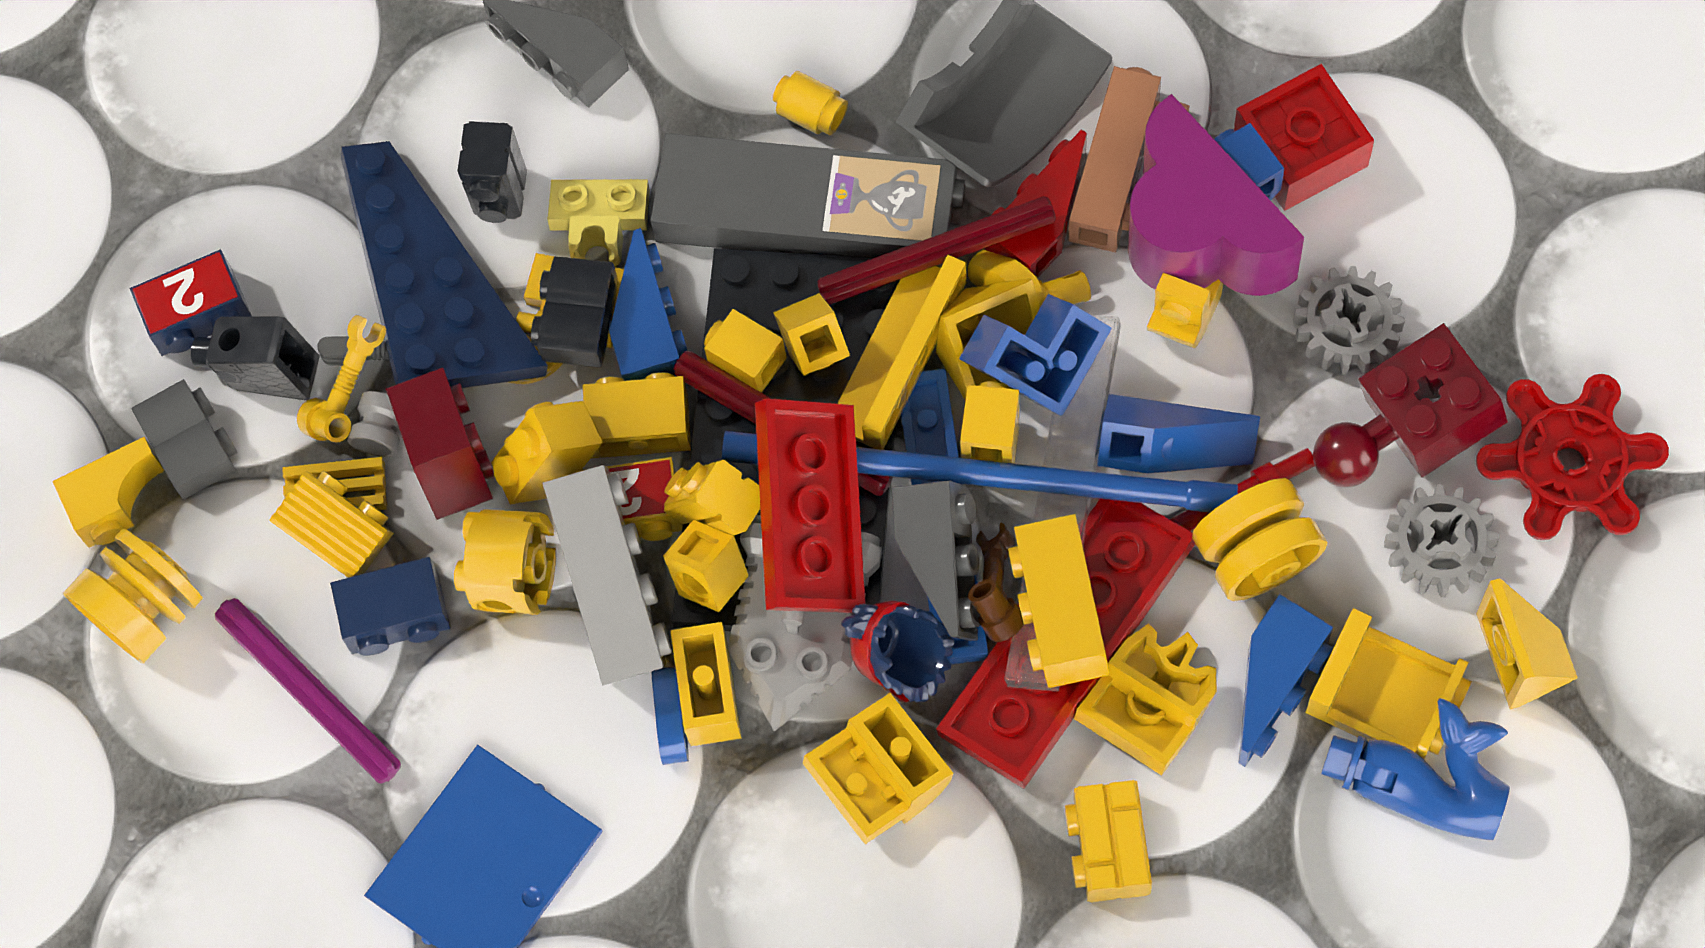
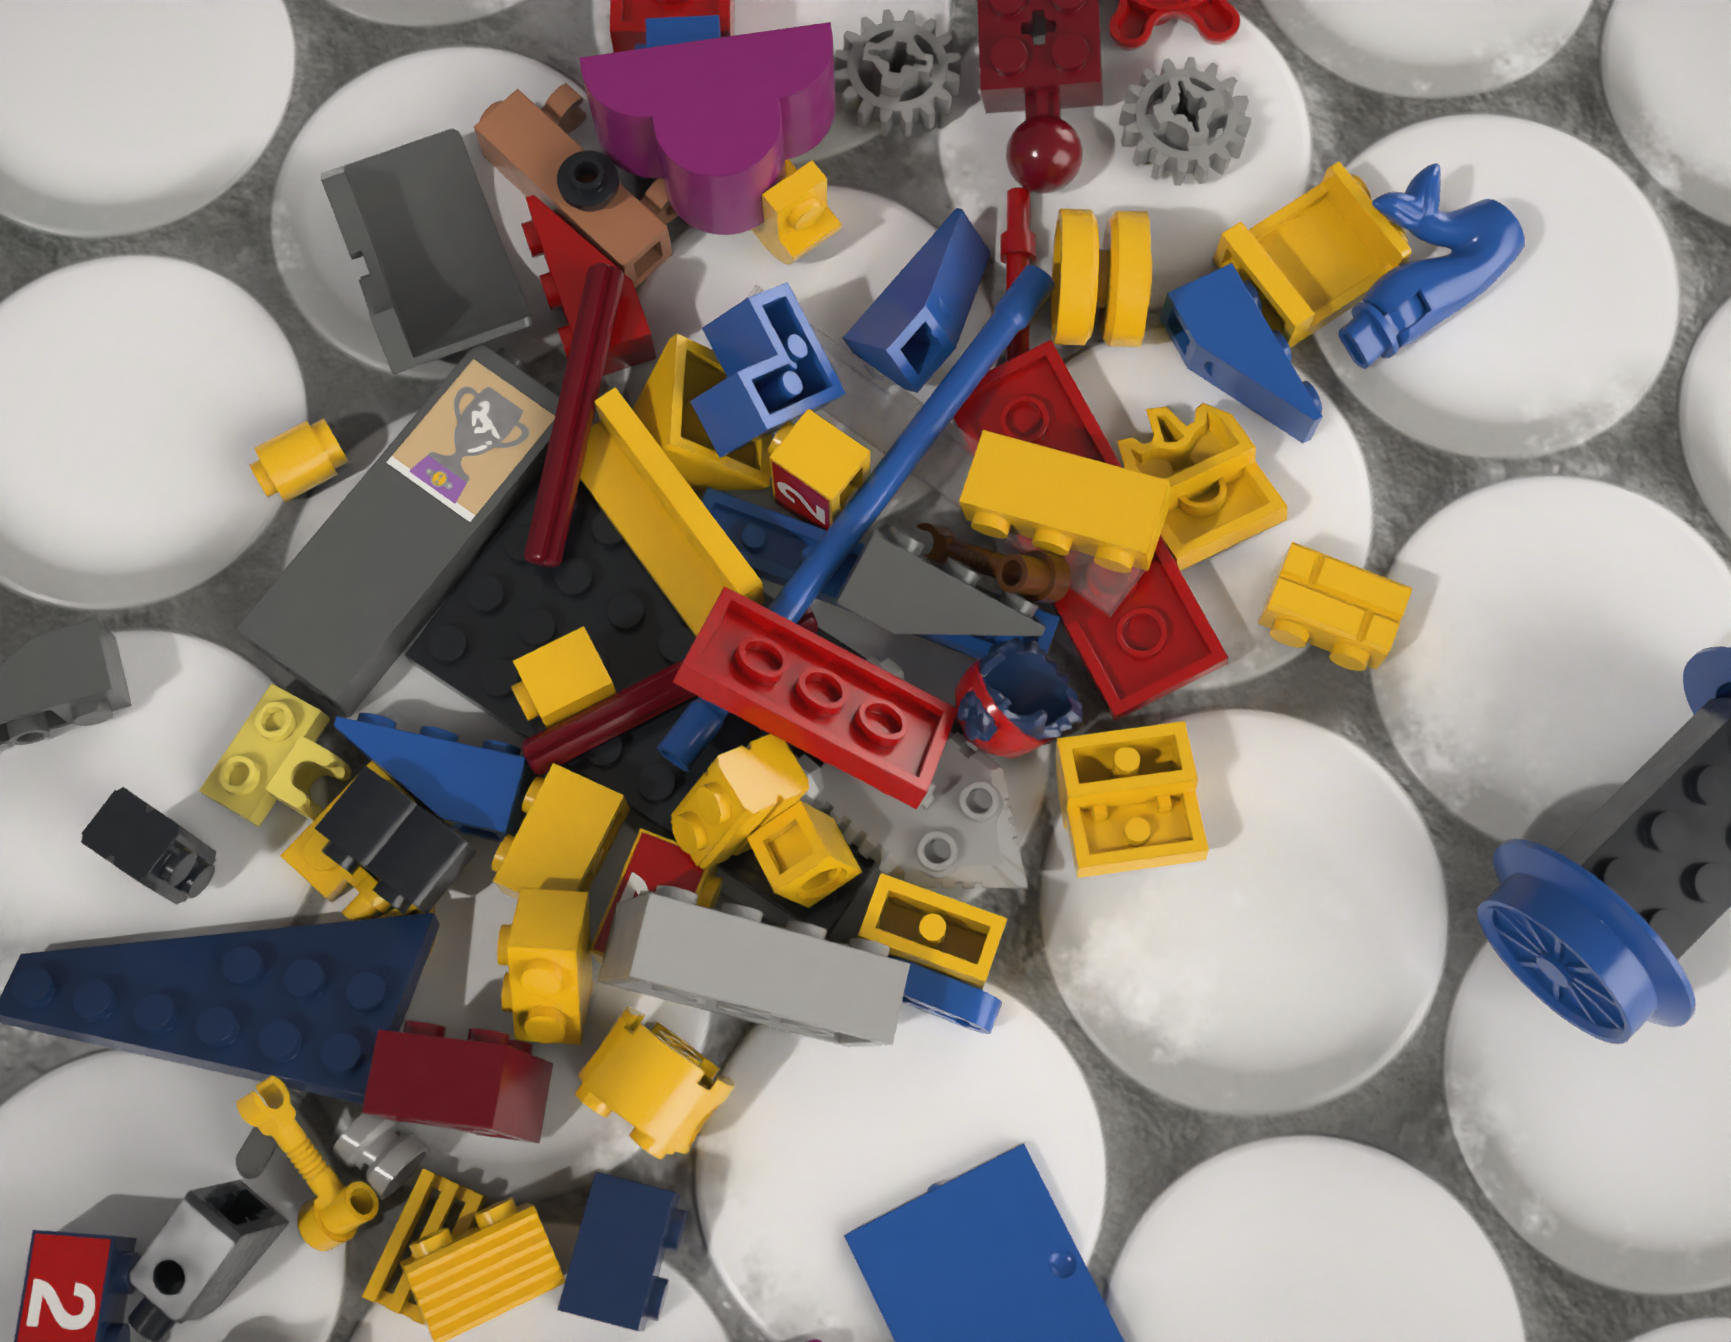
camera: 70 degrees left, 5 degrees up
(811, 334) = (595, 593): yellow brick -> none
(993, 268) = (634, 365): yellow arm -> none
(1112, 172) = (592, 195): none -> black plate
(1522, 645) = (1343, 110): yellow slope -> none

